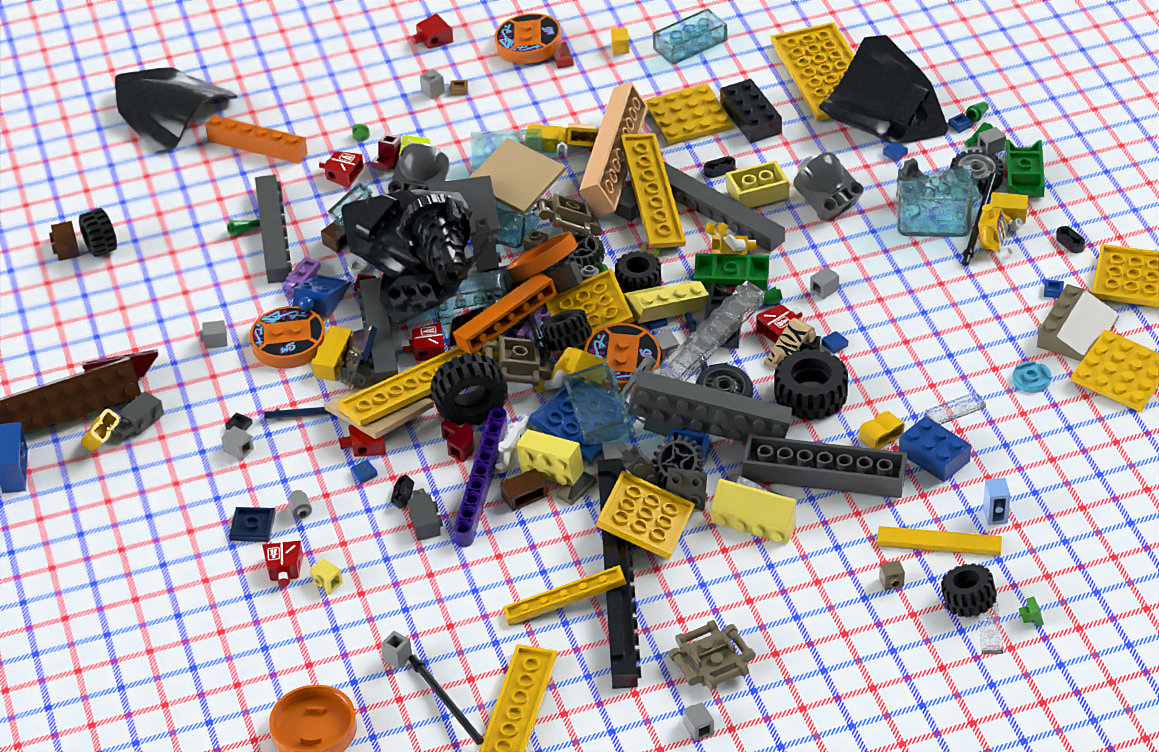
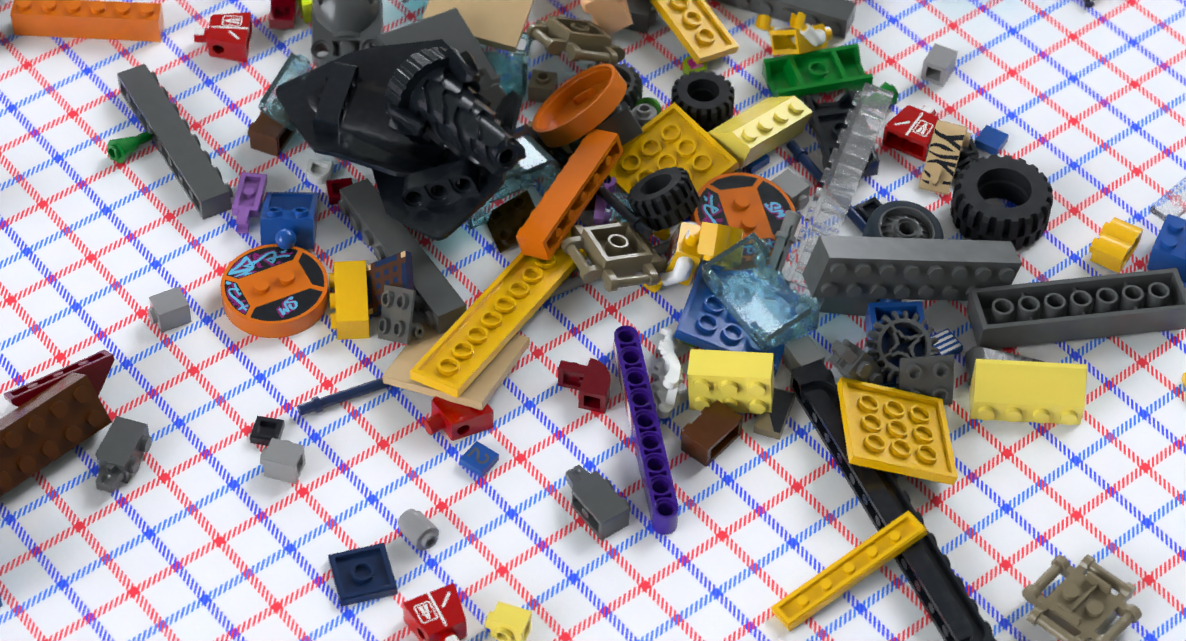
camera: 25 degrees left, 5 degrees up
(100, 430) = (77, 489): yellow brick -> none
(402, 491) = (555, 473): black beam -> none
(425, 342) = (473, 257): red torso -> none
(464, 373) = (581, 310): black tyre -> none
(719, 469) = (947, 343): none -> blue tile

